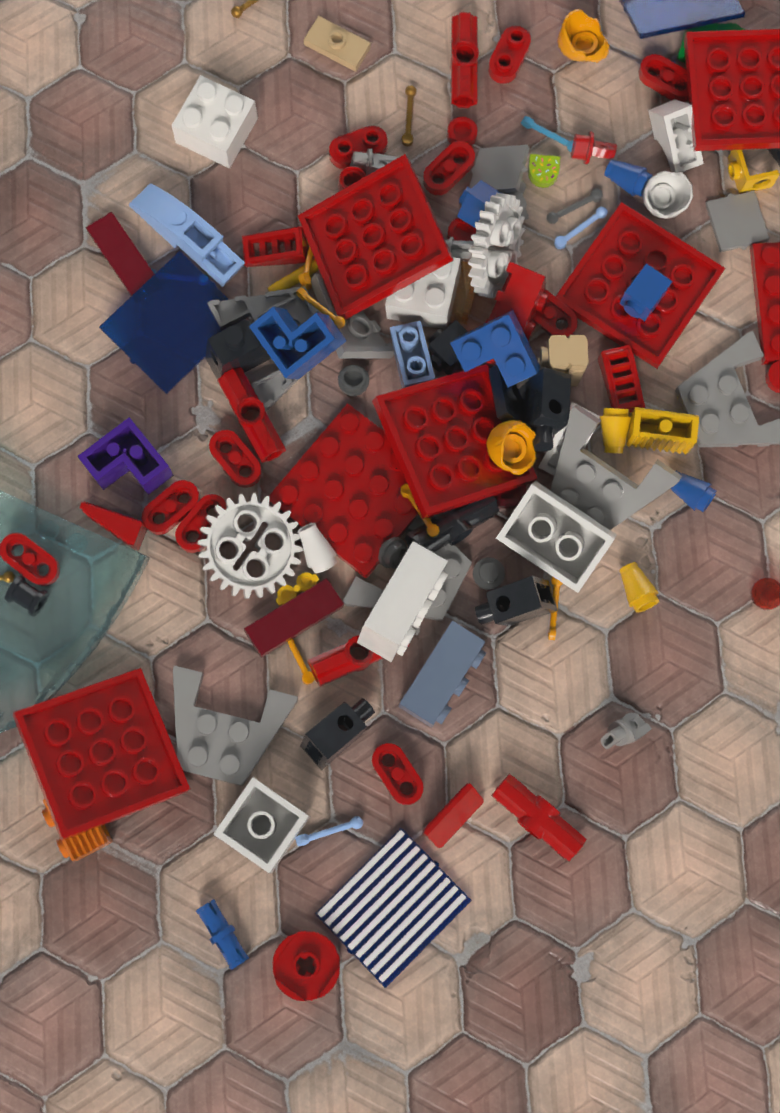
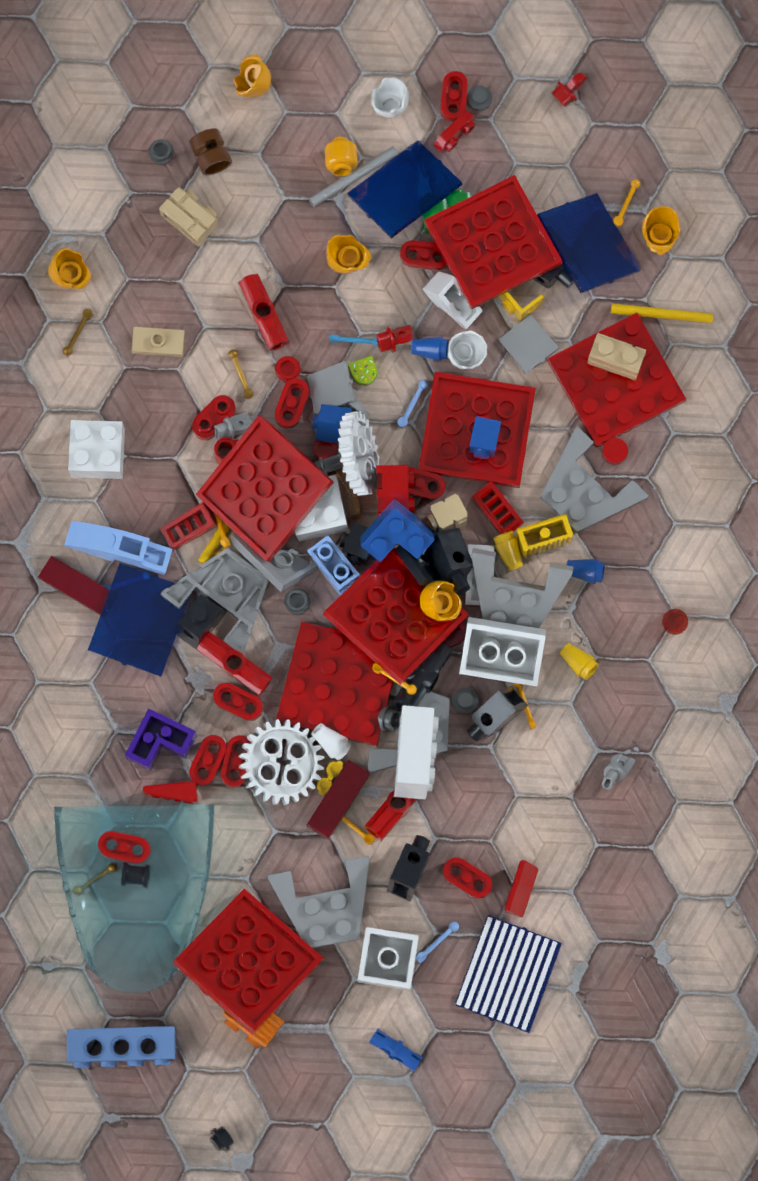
camera: 20 degrees left, 0 degrees up
(287, 969) = (456, 1031): red plate -> none
(296, 347) = (246, 600): blue brick -> none
(303, 295) = (268, 565): light orange hinge -> none
(443, 675) = (467, 791): sand blue brick -> none
(510, 52) = (295, 288): red plate -> none
(539, 817) = (582, 861): red piece -> none
(595, 196) = (412, 373): dark grey hinge -> none

